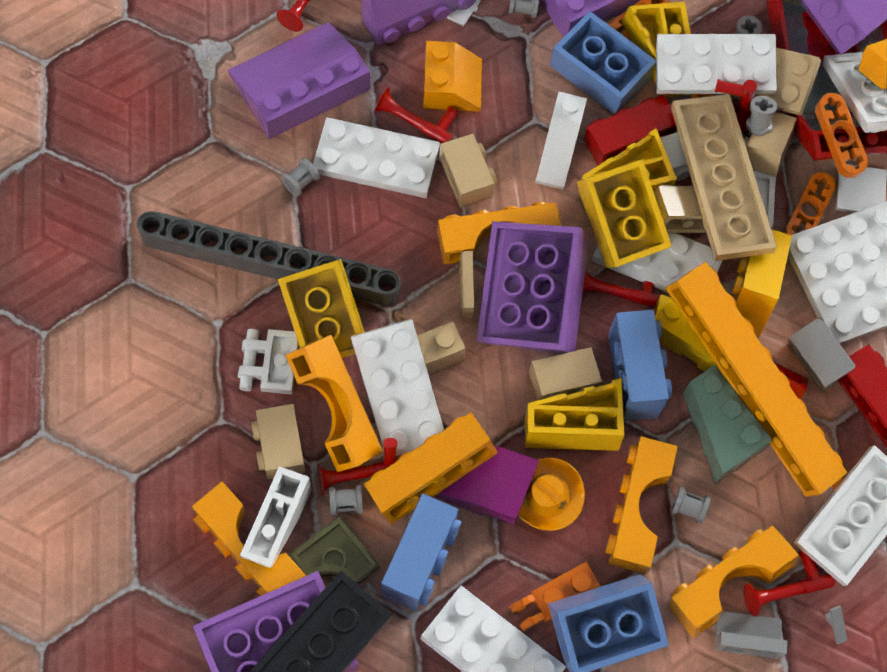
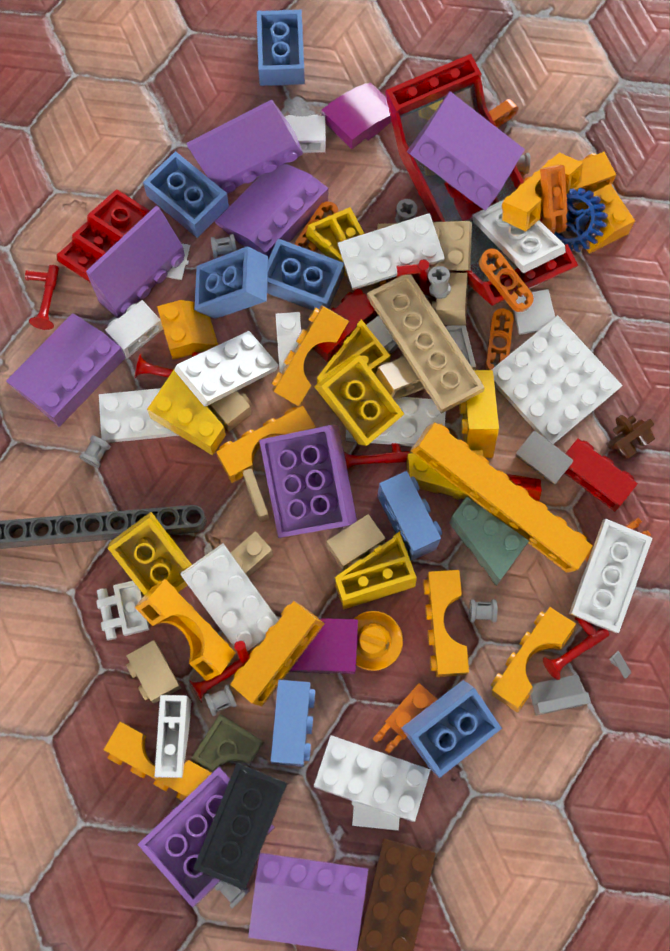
camera: 15 degrees left, 5 degrees up
(393, 59) = (134, 328): none -> white brick
(418, 168) = (185, 415): none -> yellow wedge
(481, 132) = (226, 368): none -> white plate
(520, 41) = (231, 283): none -> medium blue brick
(611, 122) = (324, 327): none -> light orange arch

